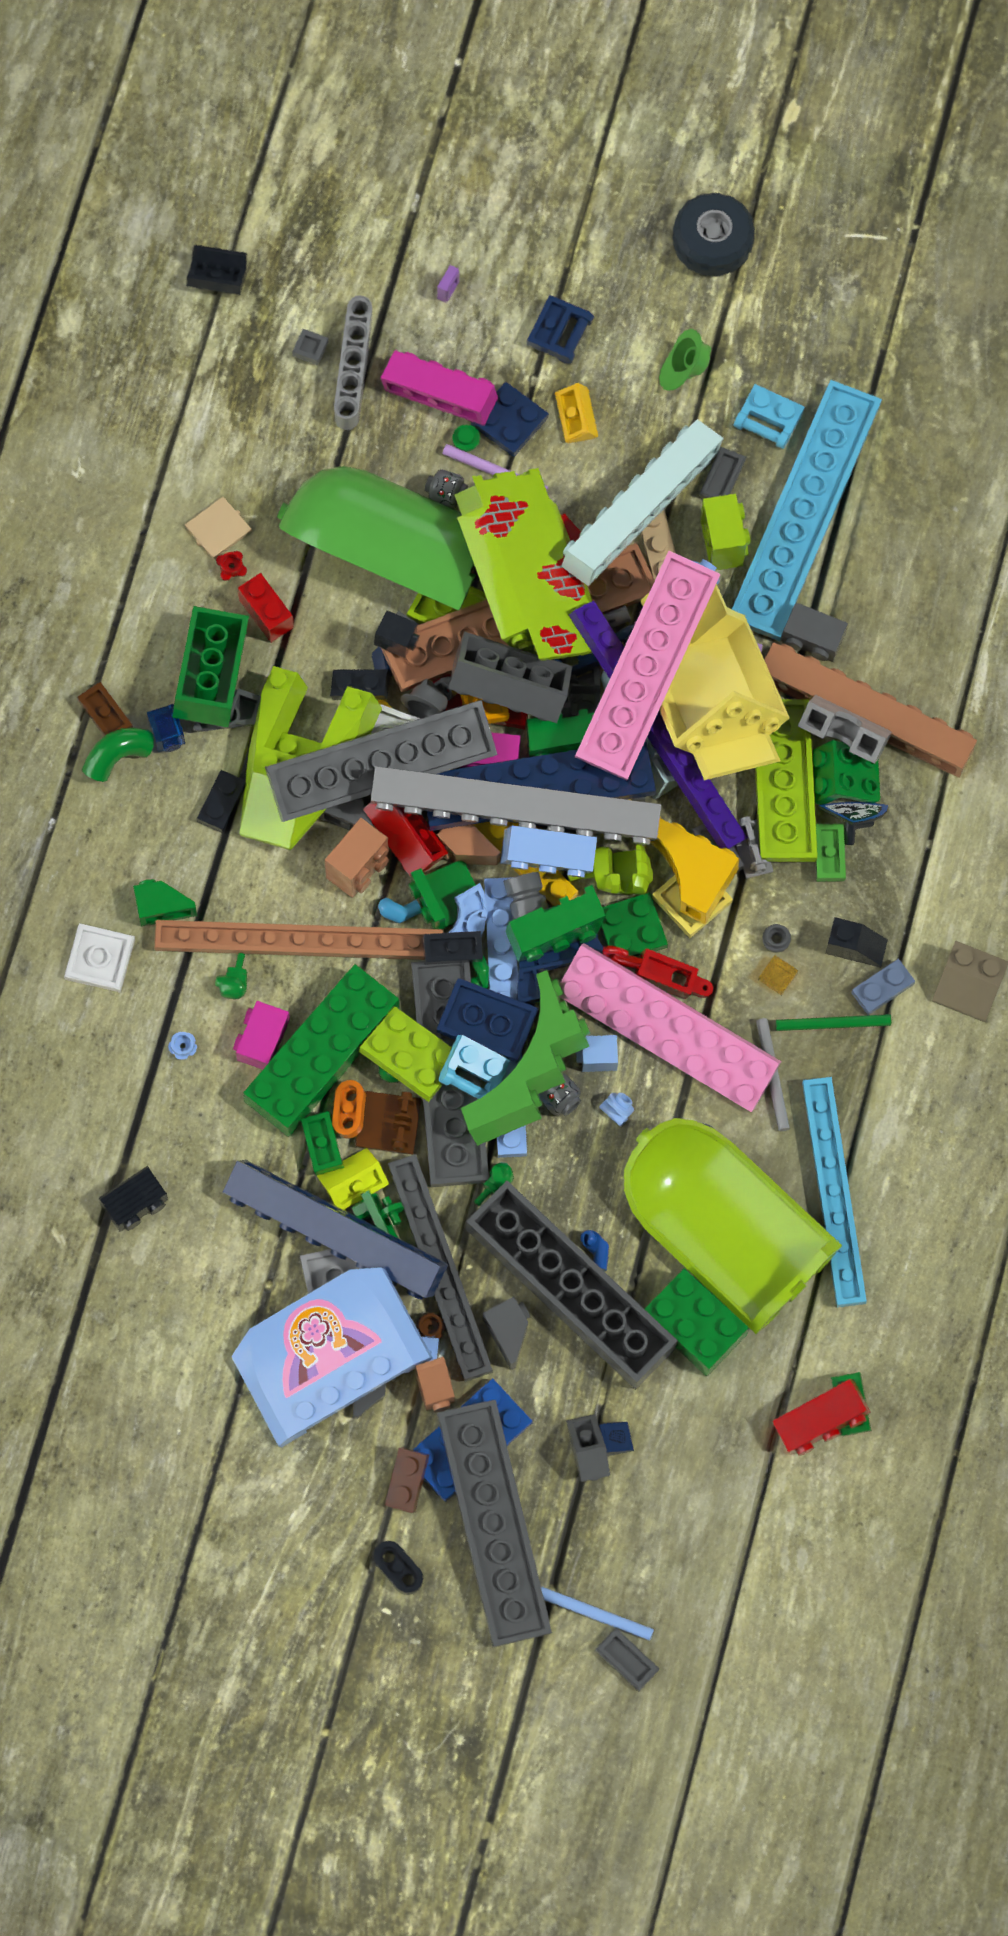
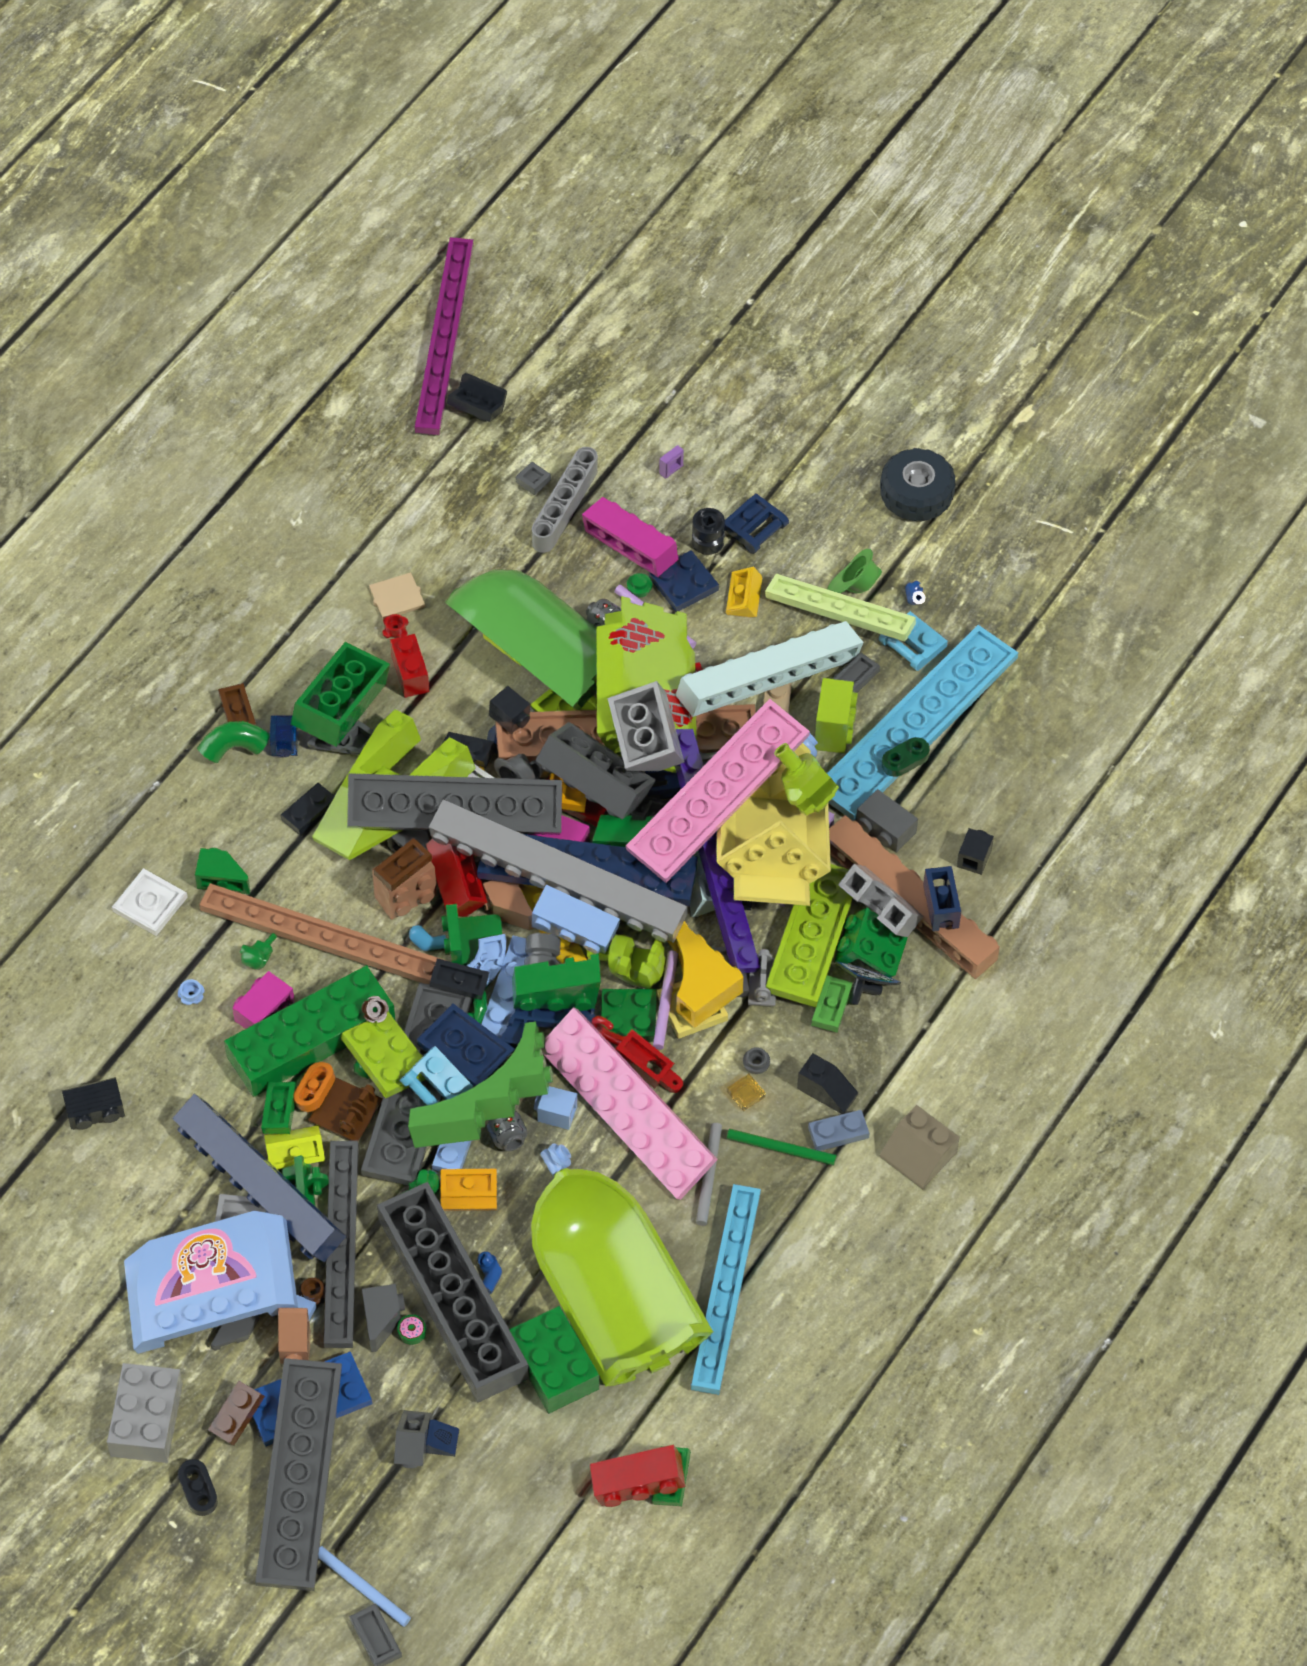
camera: 20 degrees right, 15 degrees down
(152, 203) = (444, 336): none -> magenta plate
(317, 1509) = (145, 1413): none -> light grey brick
(356, 847) = (402, 864): none -> reddish brown plate
(392, 1012) = (382, 1009): none -> plate
(517, 355) = (708, 531): none -> black wheel
(542, 1334) = (411, 1329): none -> tile
(544, 1169) = (469, 1189): none -> light orange plate
(552, 622) = (646, 729): none -> light grey slope
(666, 903) = (665, 1000): none -> lavender bar
(684, 403) = (840, 607): none -> yellowish green plate
(731, 626) = (805, 781): none -> lime piece
(748, 360) = (914, 593): none -> blue arm
(811, 554) = (906, 754): none -> dark green plate
(907, 709) = (942, 900): none -> dark blue brick
(914, 638) = (975, 851): none -> black brick

